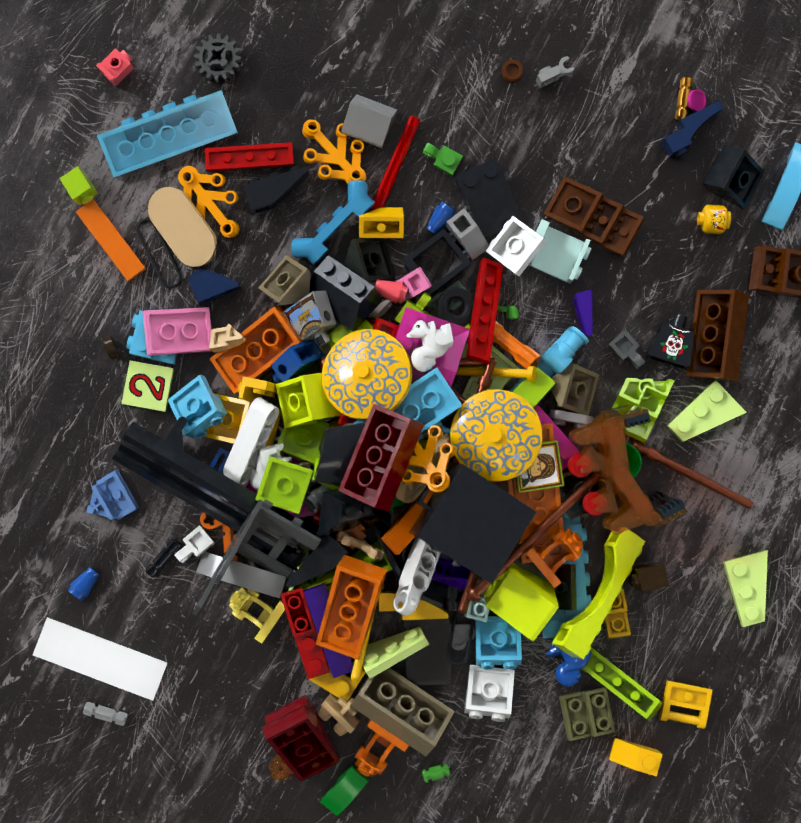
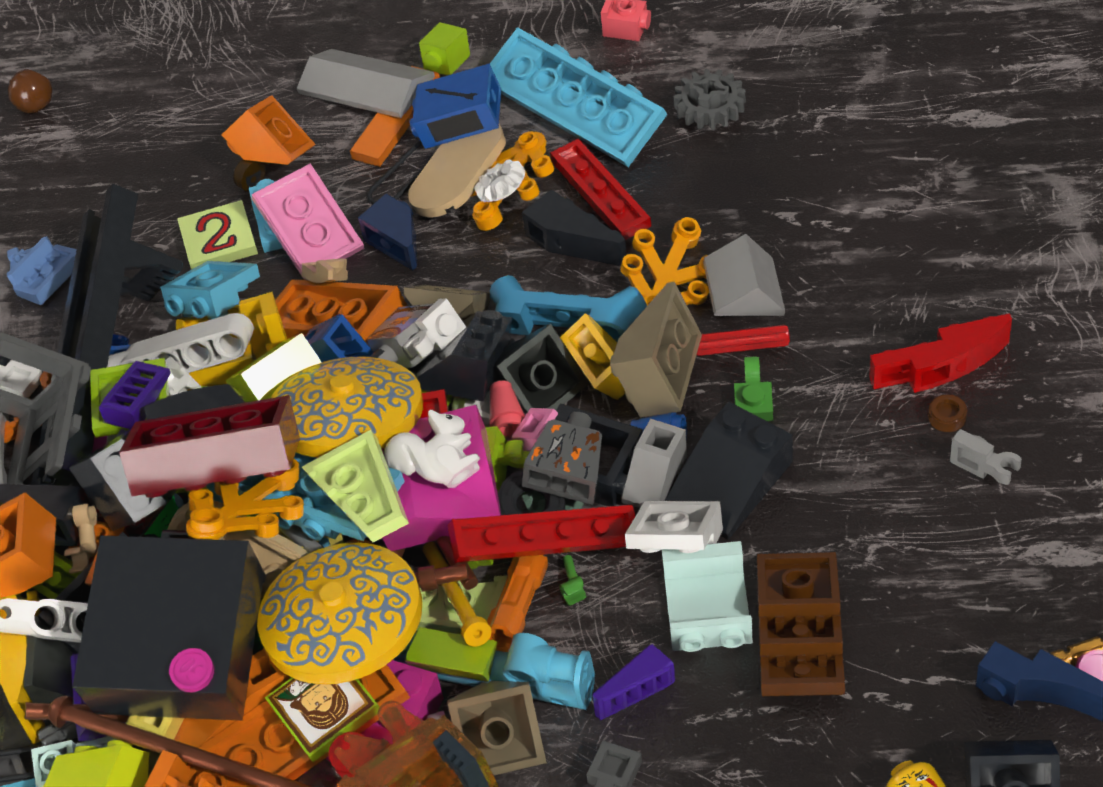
camera: 70 degrees right, 35 degrees down
(71, 245) = (362, 82): none -> light grey slope
(94, 323) = (267, 134): none -> orange slope
(137, 204) = (456, 106): none -> blue brick
(225, 210) = (500, 181): none -> white gear
(305, 494) = (113, 407): none -> dark purple slope
(326, 300) = (437, 329): none -> white plate
(410, 197) = (658, 354): none -> dark tan slope
(438, 391) = (360, 485): none -> yellowish green wing
(451, 276) = (565, 459): none -> dark grey torso
(480, 43) = (953, 355): none -> red slope
(517, 522) = (191, 670): none -> dark pink piece

